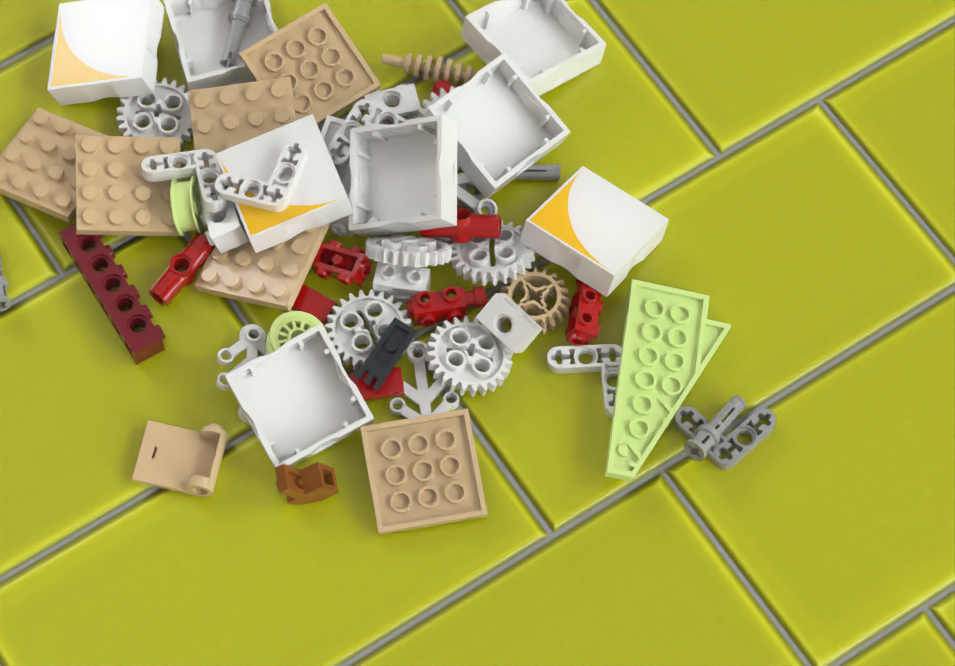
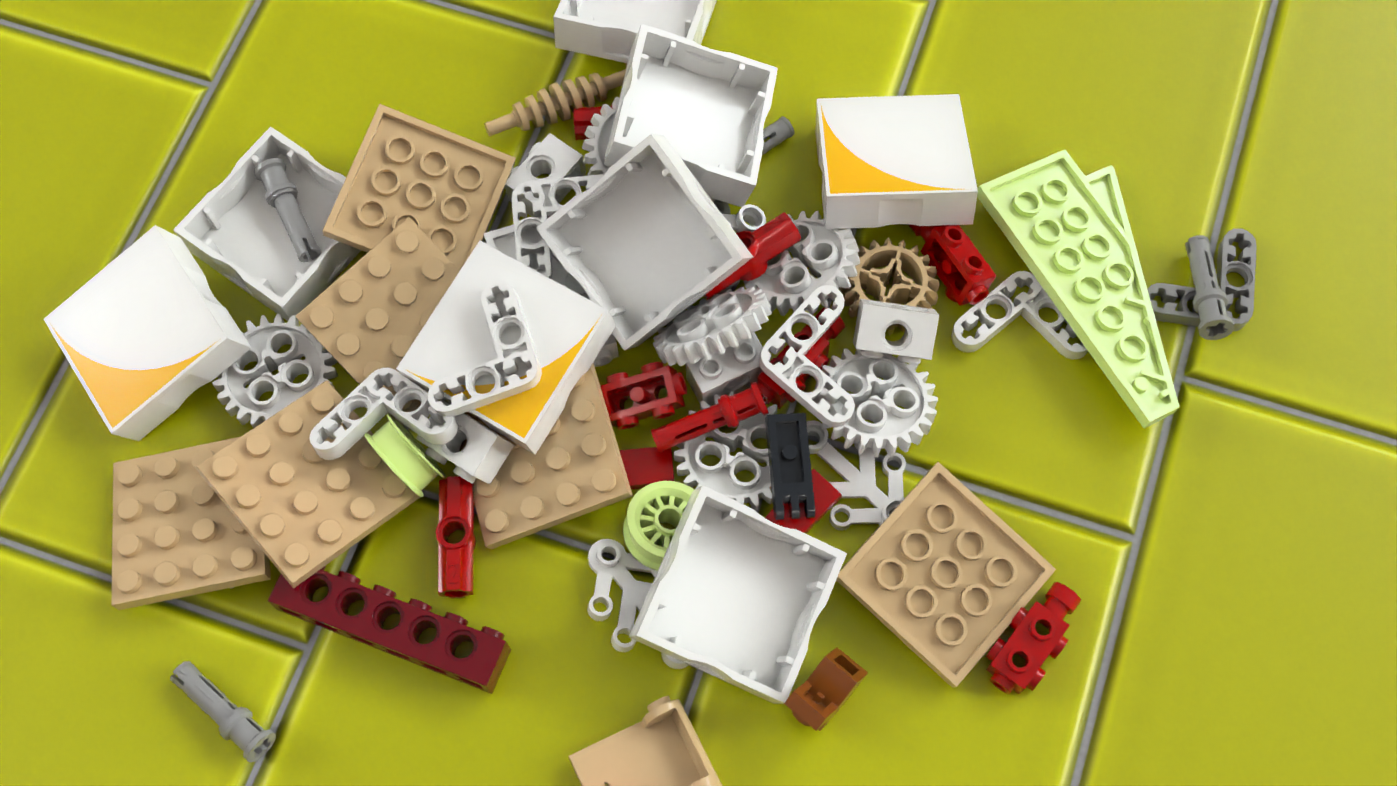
camera: 35 degrees left, 5 degrees up
(376, 302) = (727, 411): none -> red pin
(434, 300) = (798, 364): none -> white beam
(438, 545) = (1030, 644): none -> red brick

